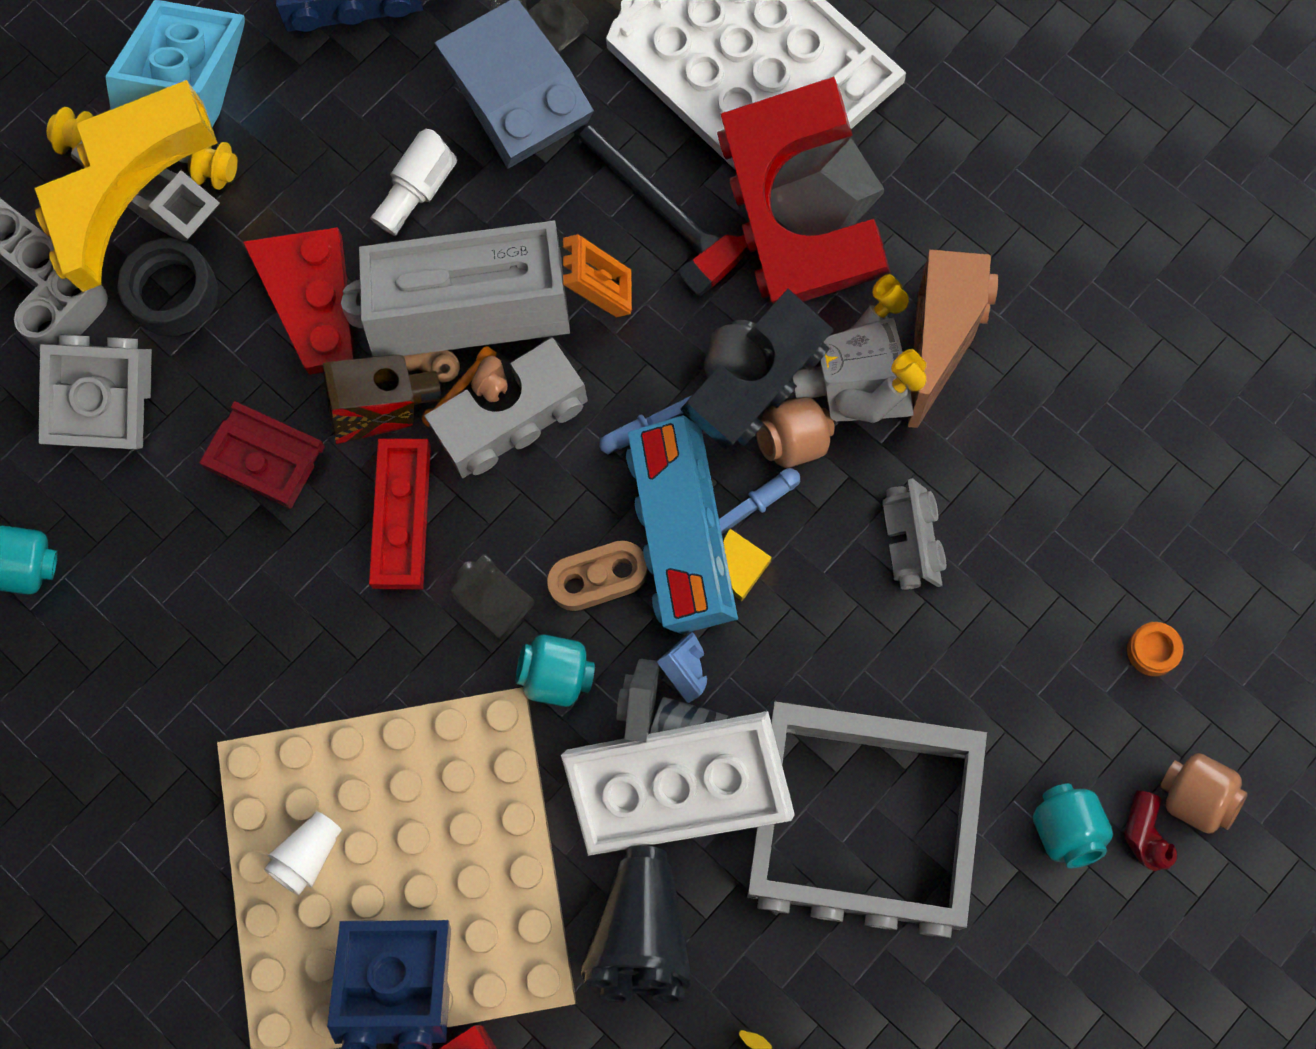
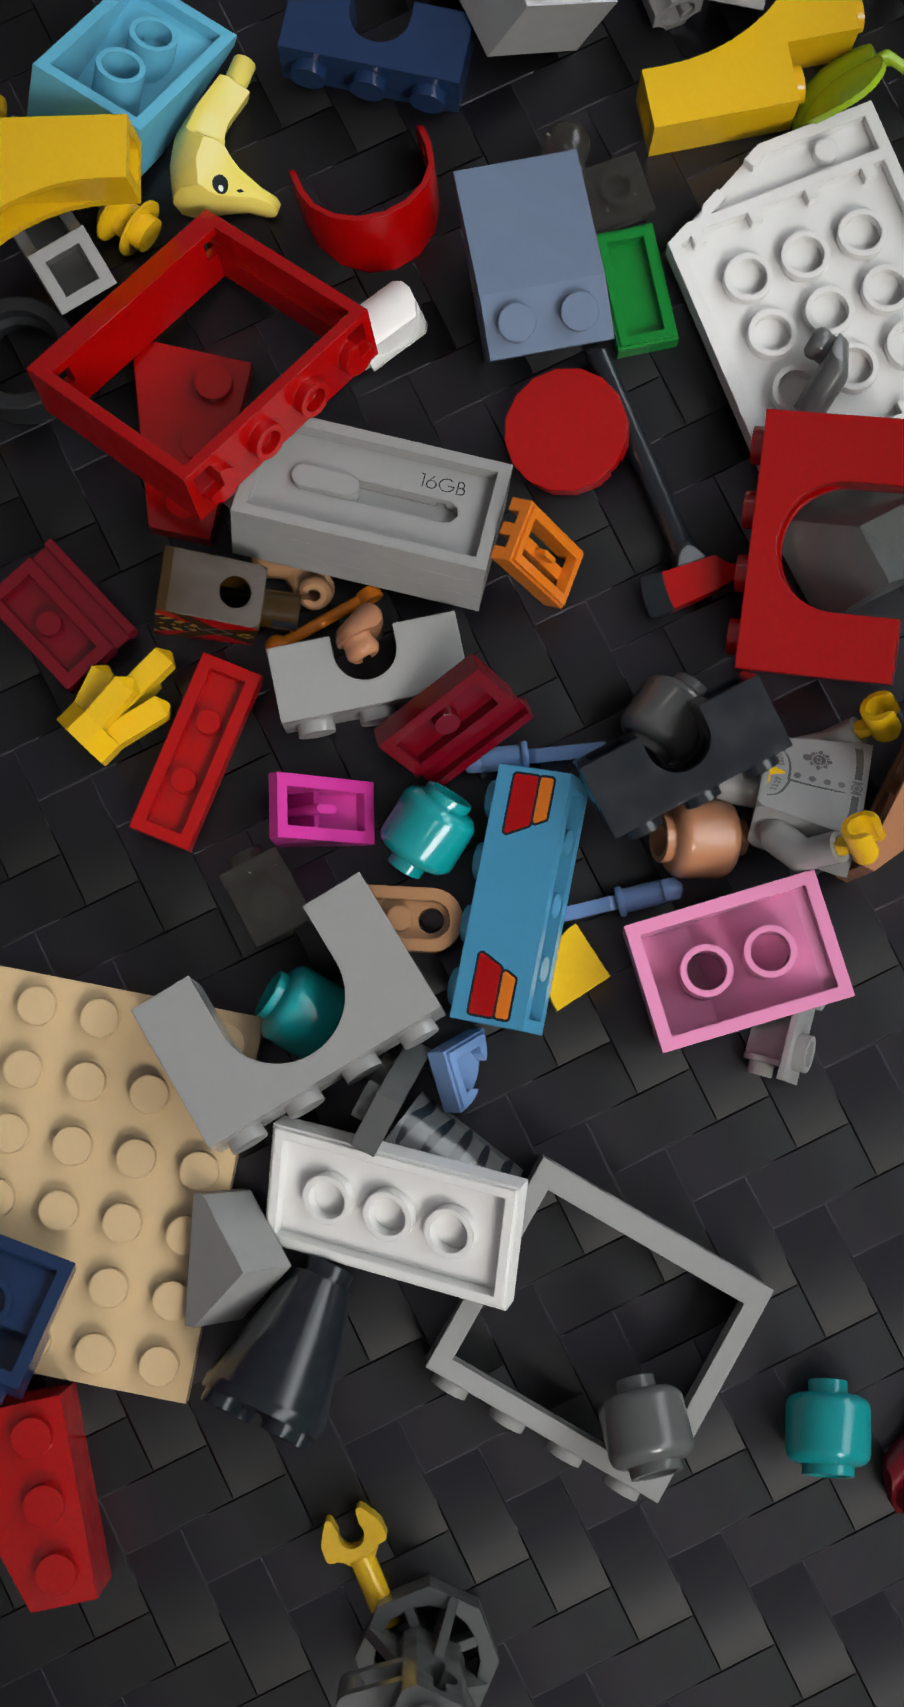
camera: 15 degrees right, 10 degrees up
(252, 108) = (200, 165): none -> light yellow animal
(254, 202) = (155, 299): none -> red window
(329, 503) = (119, 709): none -> yellow rock
(396, 110) = (381, 238): none -> red piece
(508, 519) = (320, 811): none -> dark pink slope
(530, 738) = (238, 1095): none -> light grey arch
(568, 875) = (230, 1257): none -> light grey slope
(582, 415) = (453, 722): none -> dark red plate
(585, 190) = (567, 431): none -> red tile
(593, 502) = (427, 830): none -> teal head
(599, 80) = (637, 291): none -> green tile
(757, 76) = (831, 374): none -> dark grey arm
(857, 506) = (737, 961): none -> bright pink slope
(933, 867) = (646, 1428): none -> dark grey head

